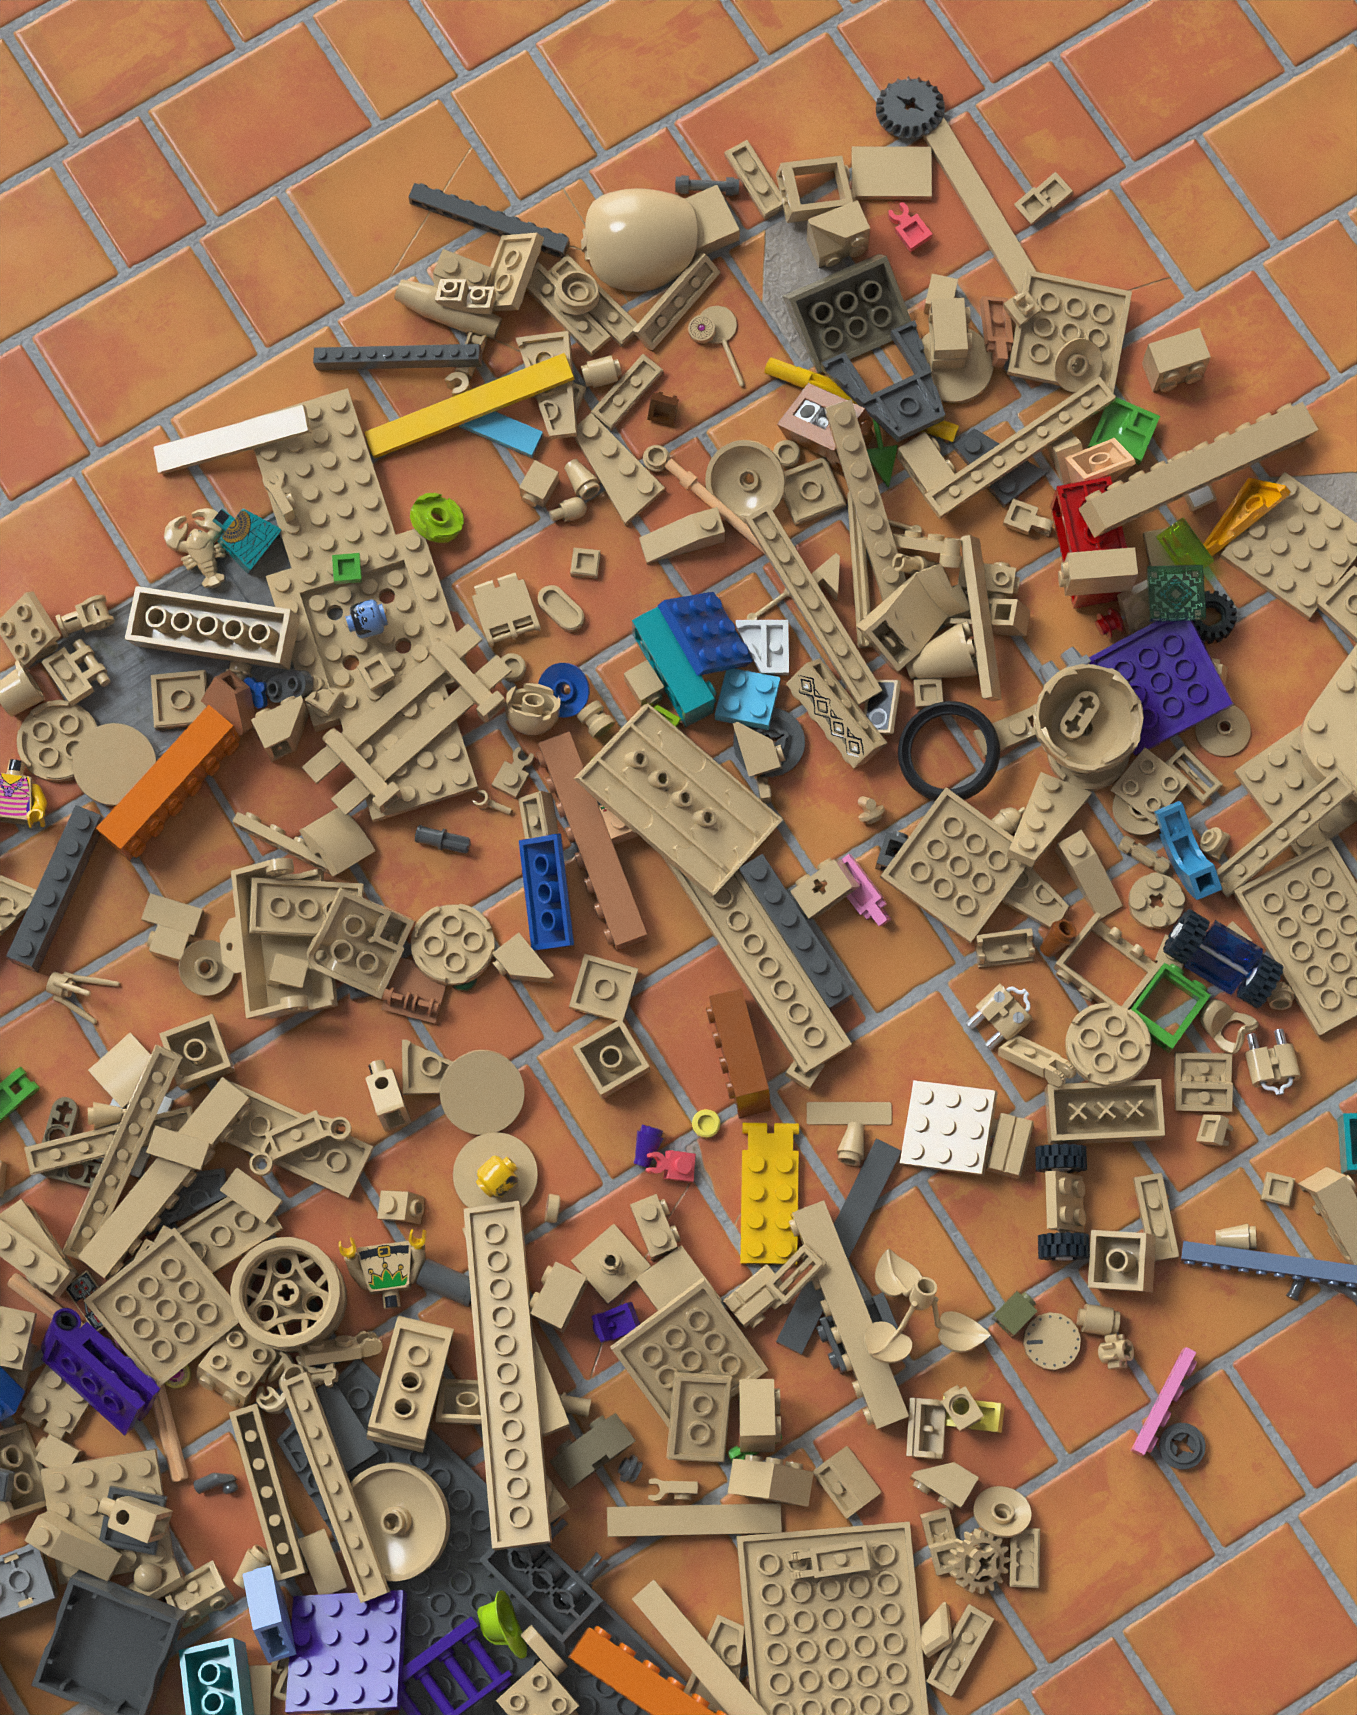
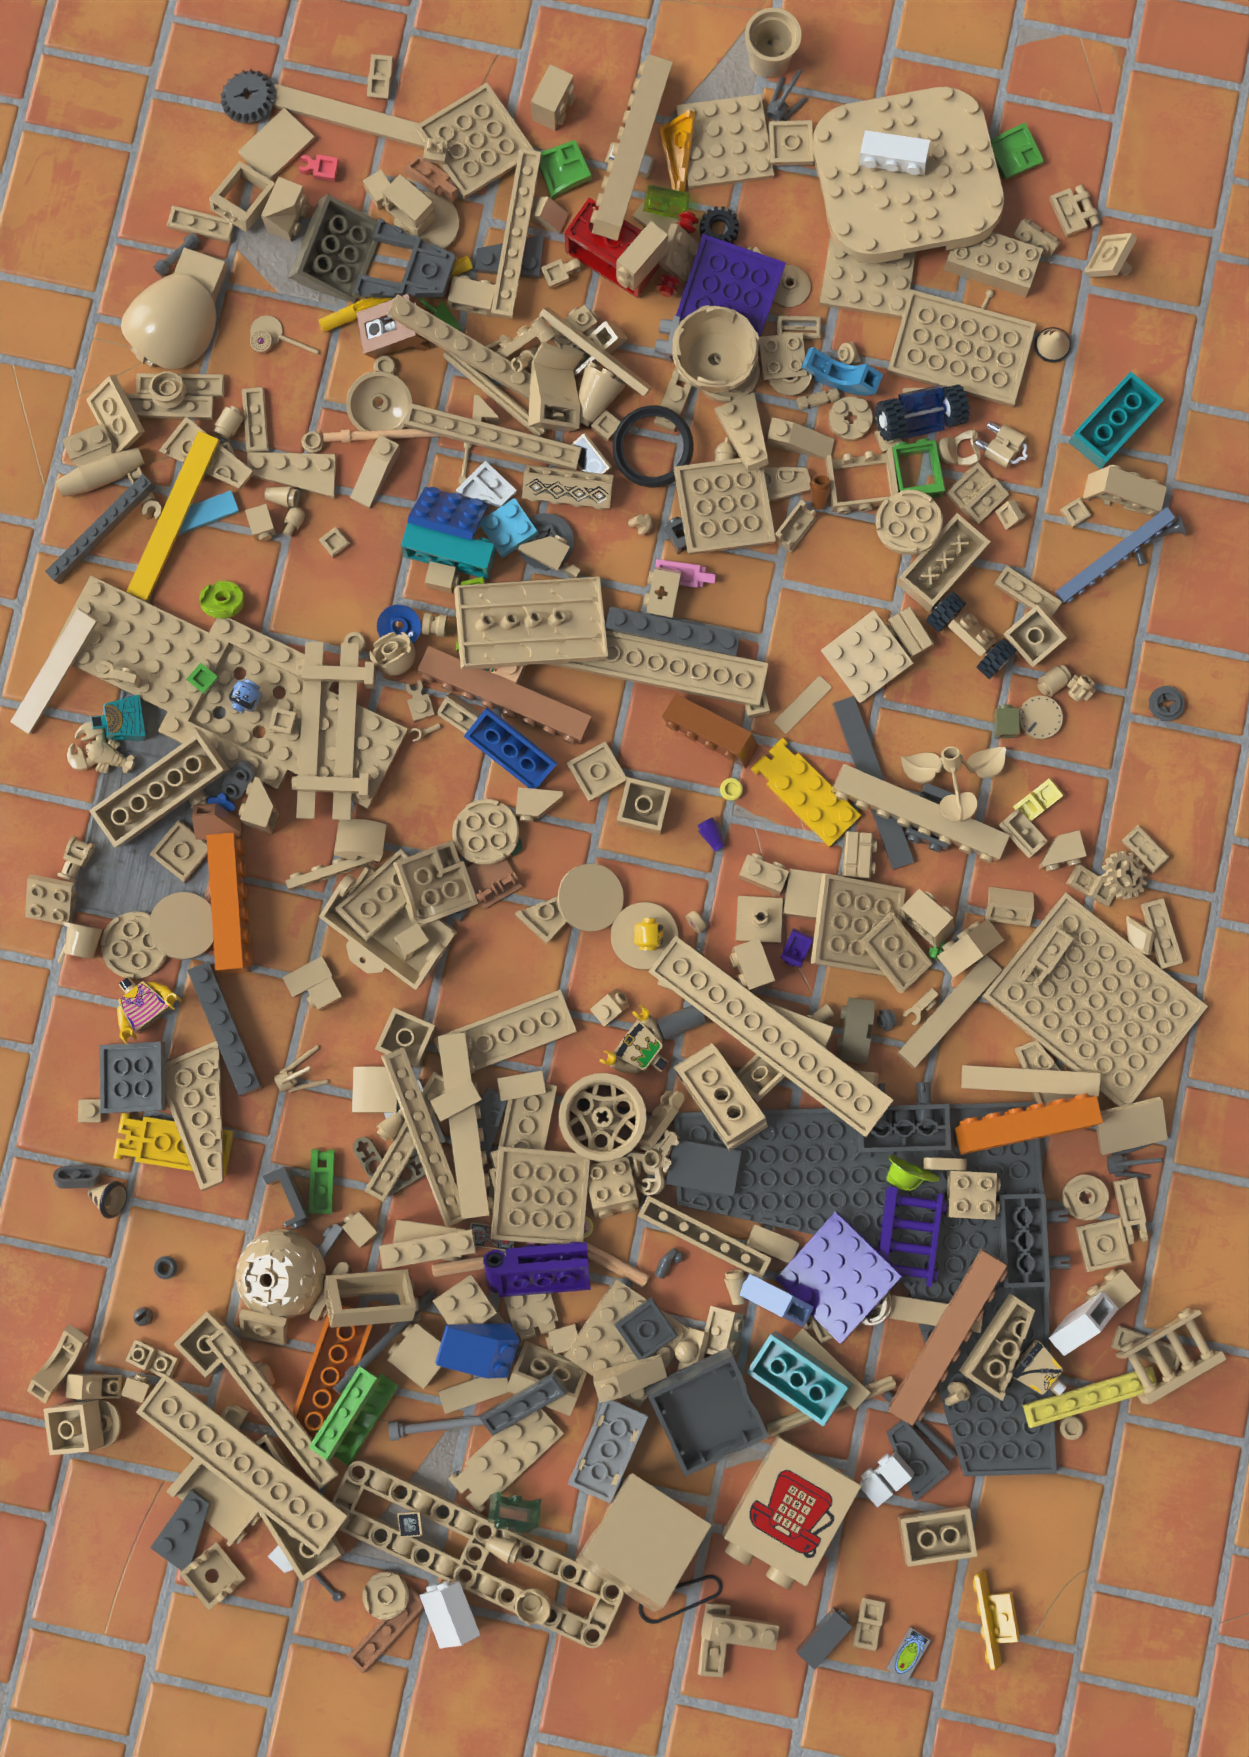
camera: 50 degrees left, 5 degrees up
(69, 677) = (102, 902): tan plate -> none
(136, 1518) = (657, 1321): tan torso -> none
(213, 980) = (370, 987): tan dish -> none
(296, 1136) = (513, 1025): tan plate -> none
(325, 699) = (268, 766): tan tile -> none
(335, 1487) = (740, 1195): tan plate -> none
(387, 1096) = (546, 955): tan torso -> none
(403, 1517) = (791, 1180): tan dish -> none
(442, 839) = (418, 779): dark grey axle -> none
(465, 298) = (103, 456): tan slope -> none
(484, 218) = (63, 399): dark grey piece -> none
(505, 609) = (316, 613): tan plate -> none
(560, 608) = (347, 582): tan tile -> none
(663, 408) = (287, 409): reddish brown tile -> none
(675, 1164) = (738, 830): coral plate -> none
(676, 301) = (229, 339): tan plate -> none
(811, 491) = (422, 374): tan tile -> none
(813, 1256) = (870, 800): tan tile -> none
(852, 1145) = (824, 719): tan cone -> none
(971, 1417) = (1041, 796): tan brick -> none
(1003, 1013) = (831, 563): tan piece -> none
(1006, 1503) = (1107, 829): tan dish -> none
(1037, 1060) = (878, 570): tan hinge -> none
(1084, 719) = (710, 353): tan beam -> none
(1087, 365) = (501, 153): tan dish -> none
(1099, 461) = (570, 198): light nougat slope -> none
(1171, 1391) = (1131, 683): bright pink plate -> none
(1176, 593) = (692, 229): clear green tile -> none
(1237, 1237) = (1082, 559): tan cone -> none
(1281, 997) = (974, 402): tan plate -> none
(1284, 831) = (885, 306): tan tile -> none

